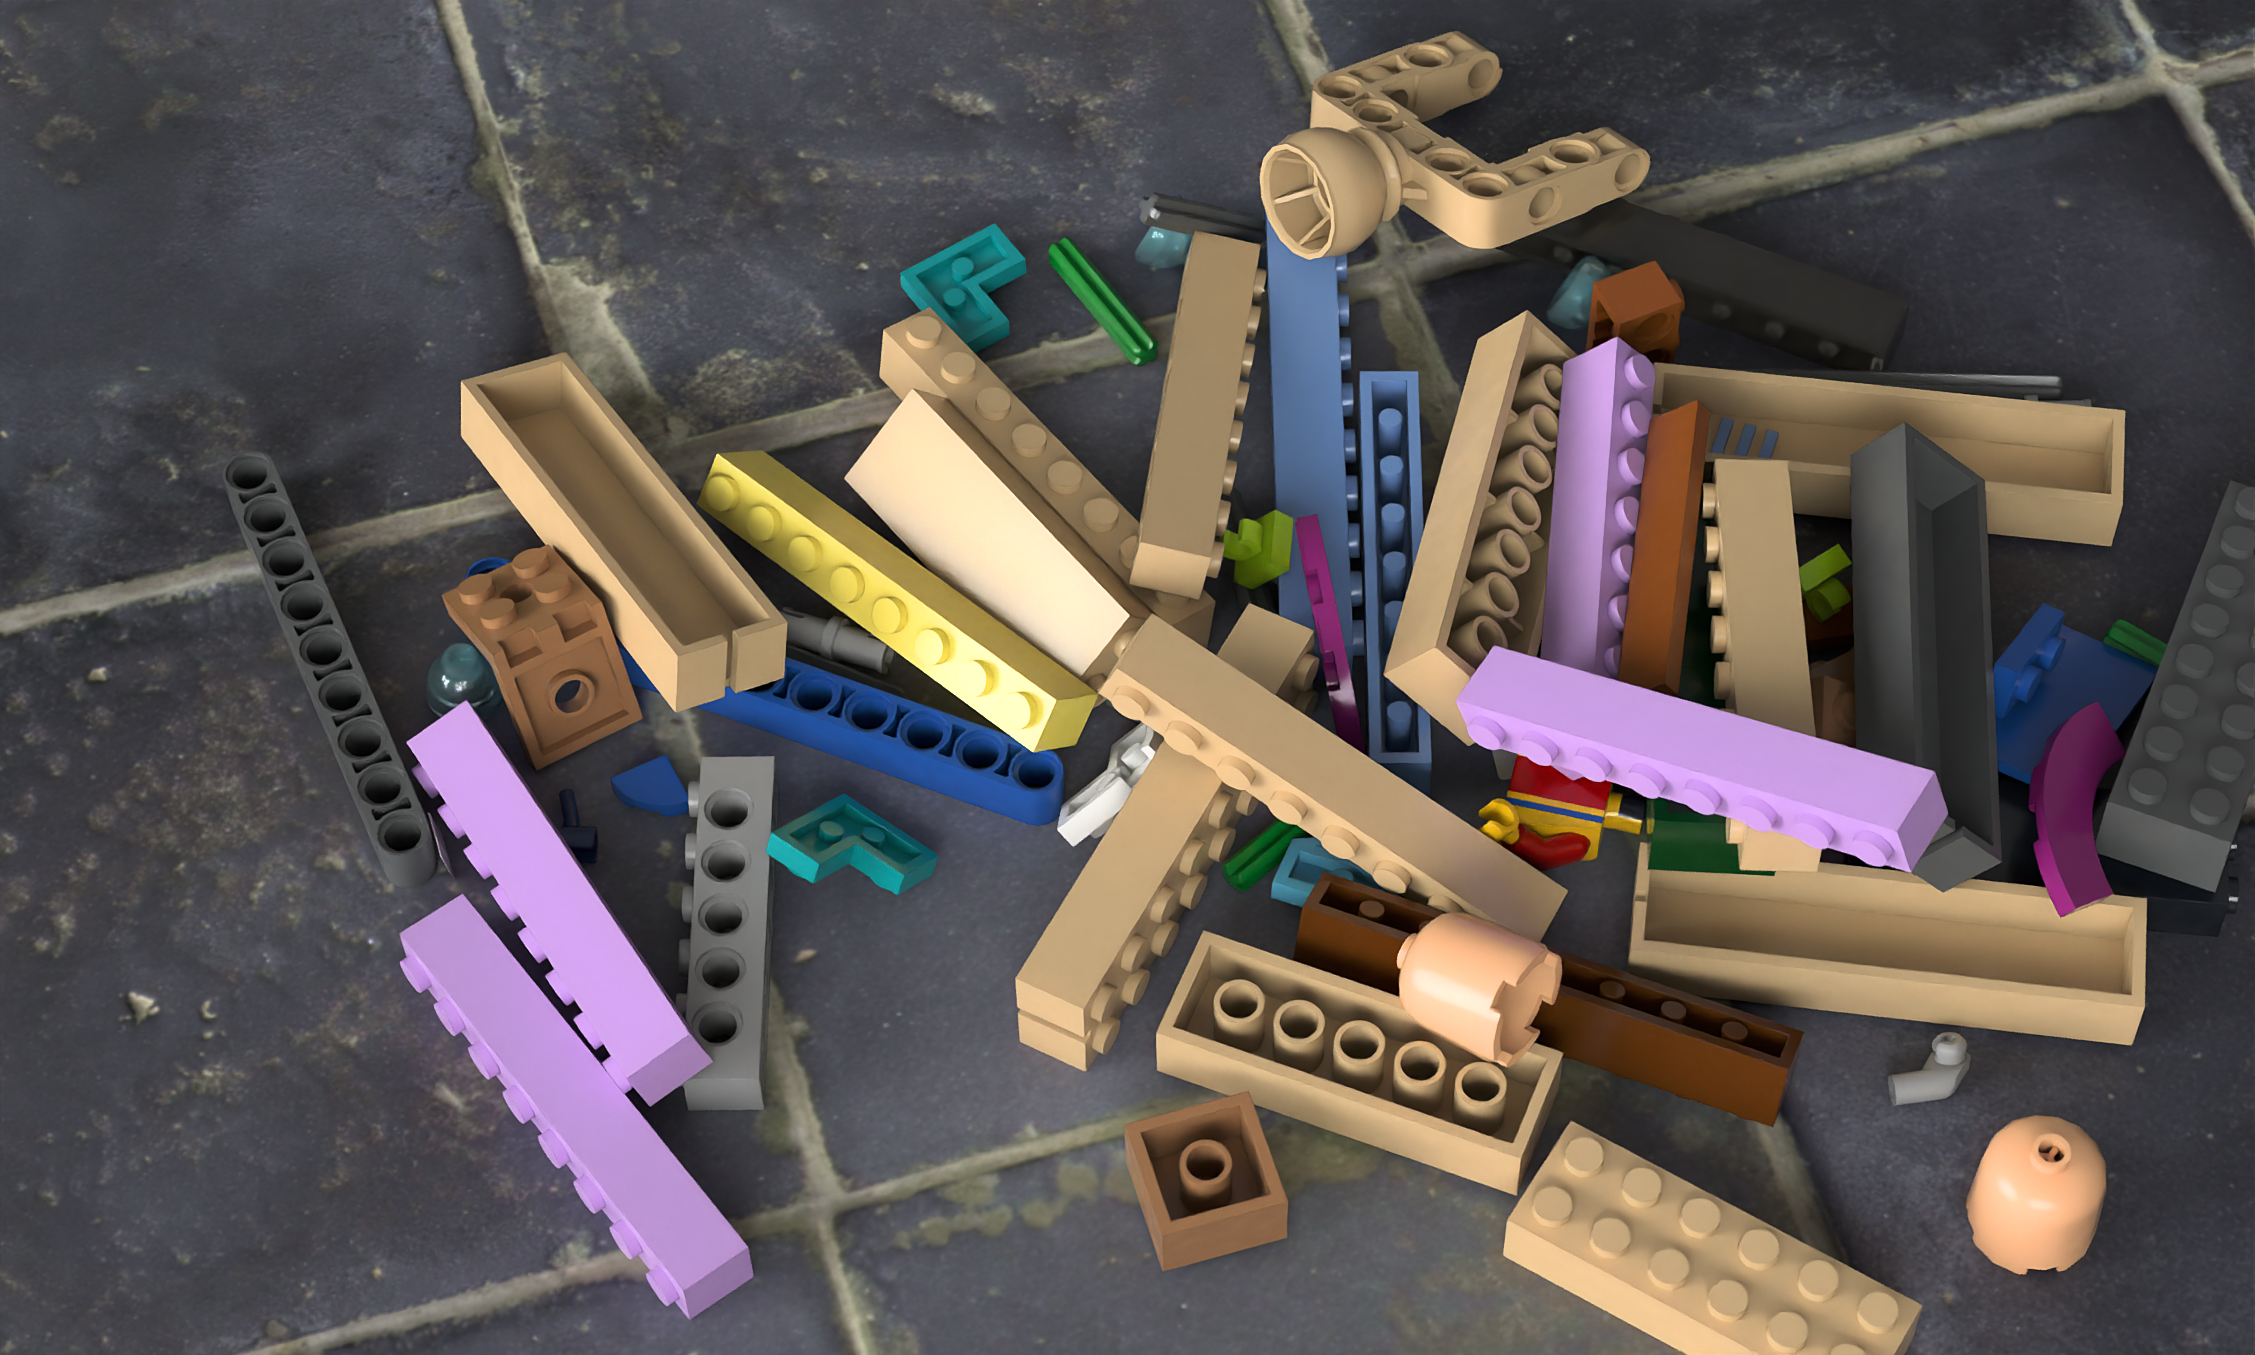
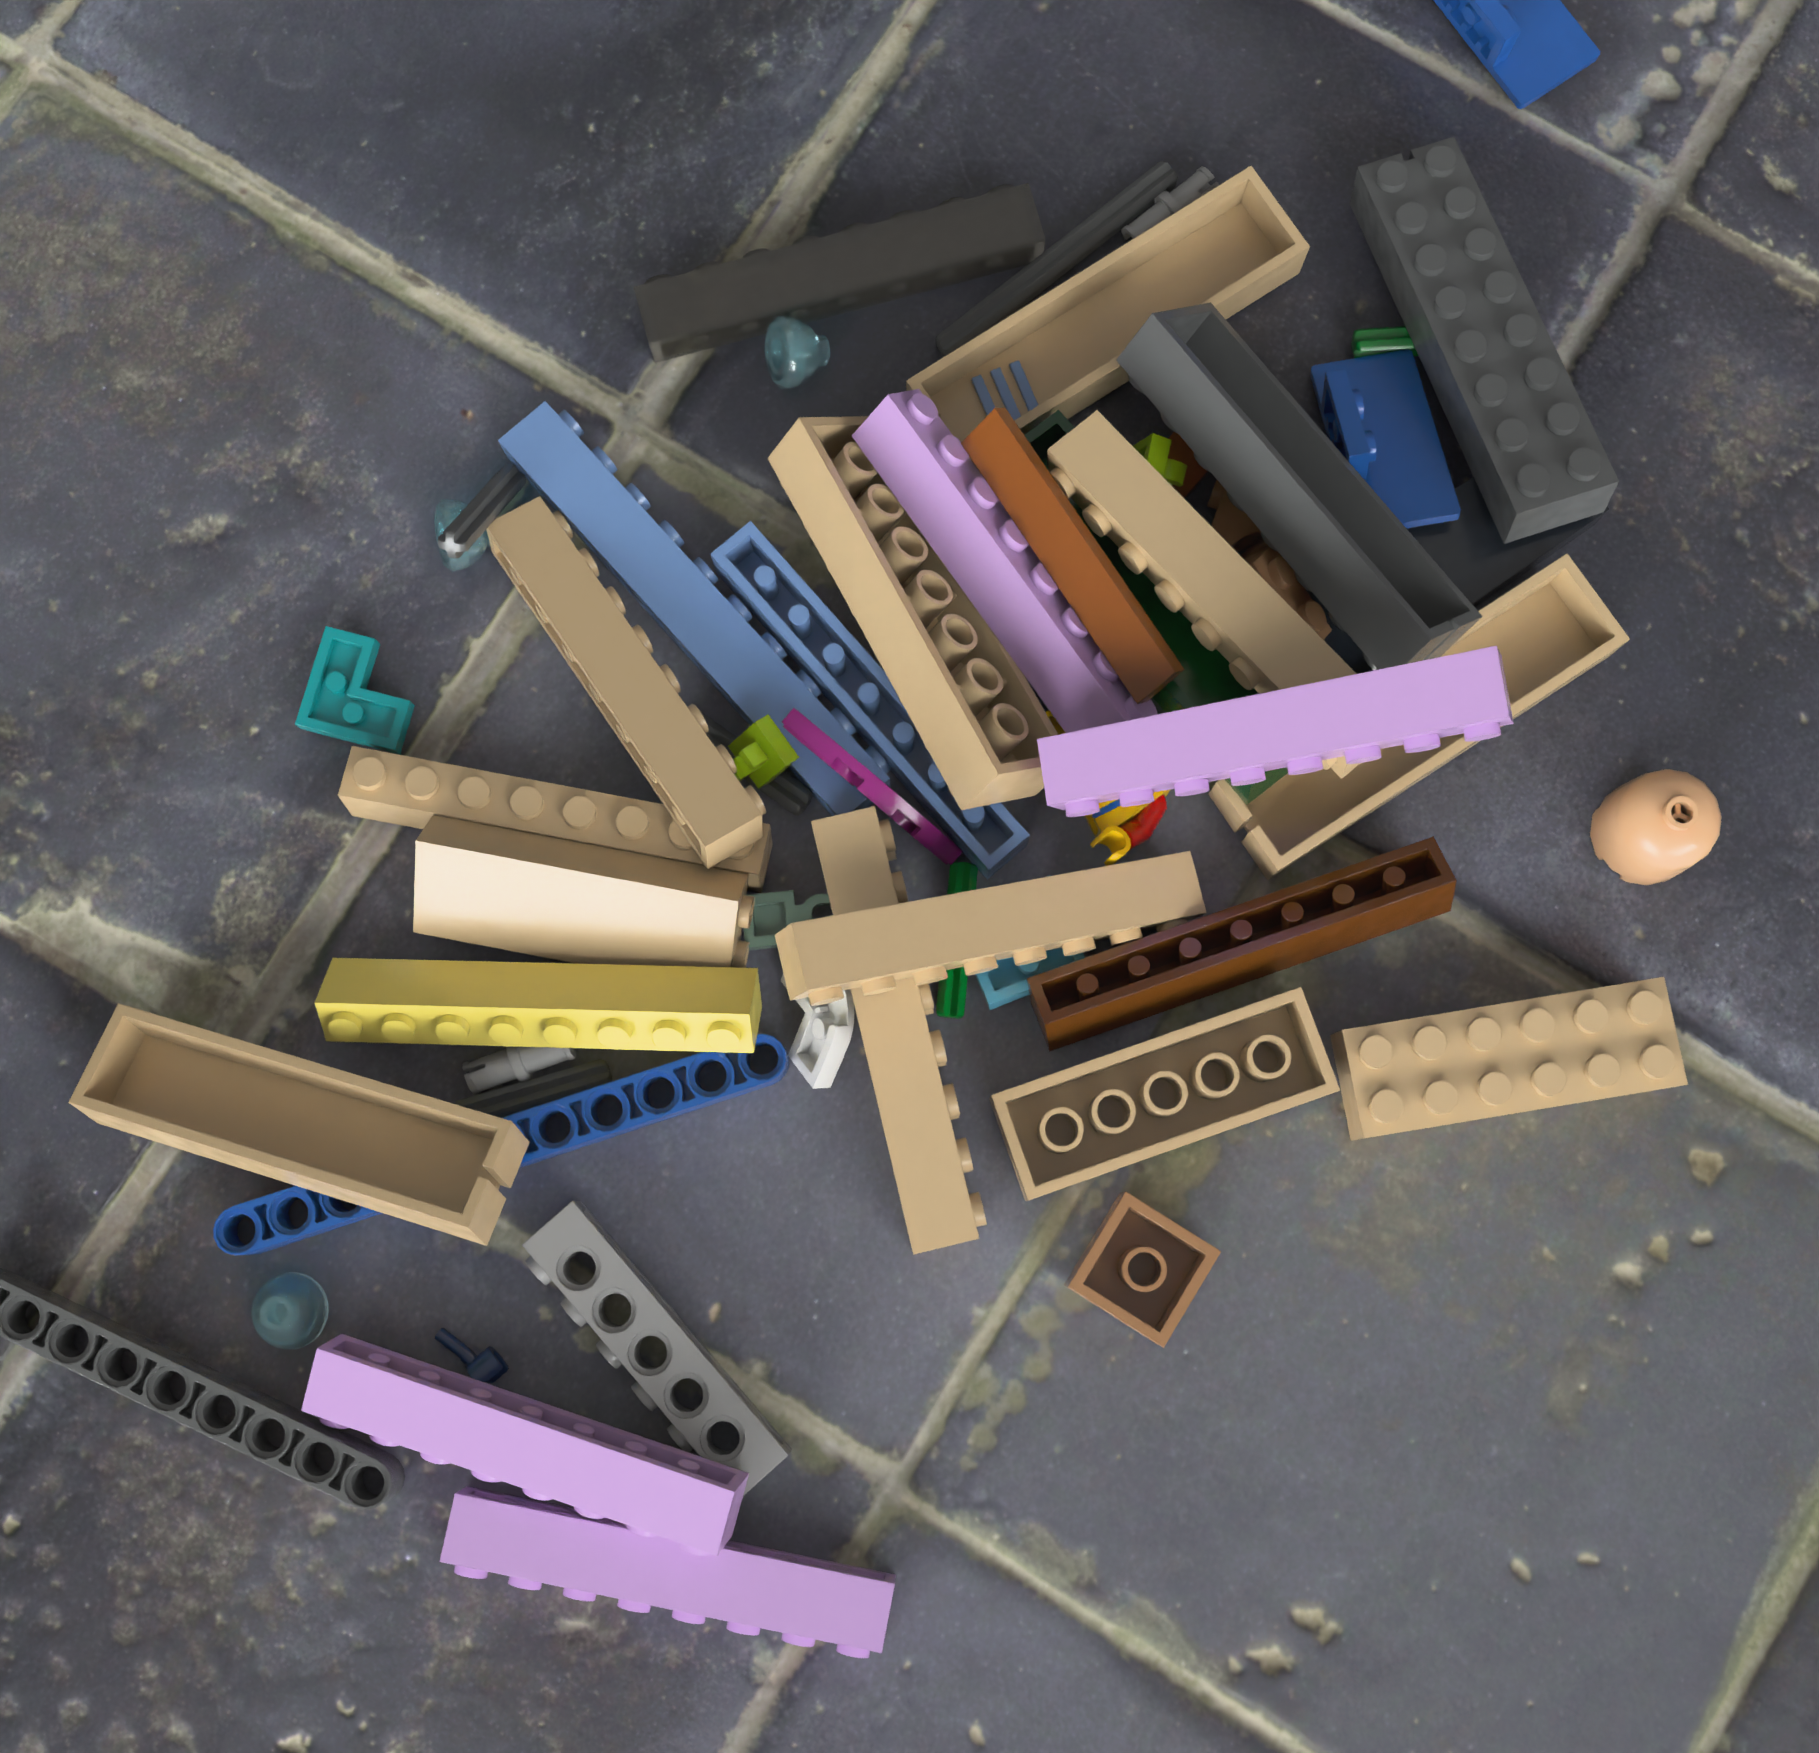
camera: 40 degrees left, 25 degrees up
(441, 845) = (395, 1456): white sticker -> none
(538, 633) = (332, 1259): medium nougat bracket -> none
(652, 788) = (497, 1280): blue tile -> none
(851, 834) = (672, 1207): teal plate -> none
(1103, 302) = (457, 624): green axle -> none
(1373, 154) = (570, 413): tan piece -> none
(1477, 984) = (1223, 1002): light nougat cylinder -> none
(1640, 310) = (860, 355): dark orange brick -> none
(1938, 1076) = (1514, 782): light grey arm -> none
(2063, 803) = (1471, 528): magenta tile -> none

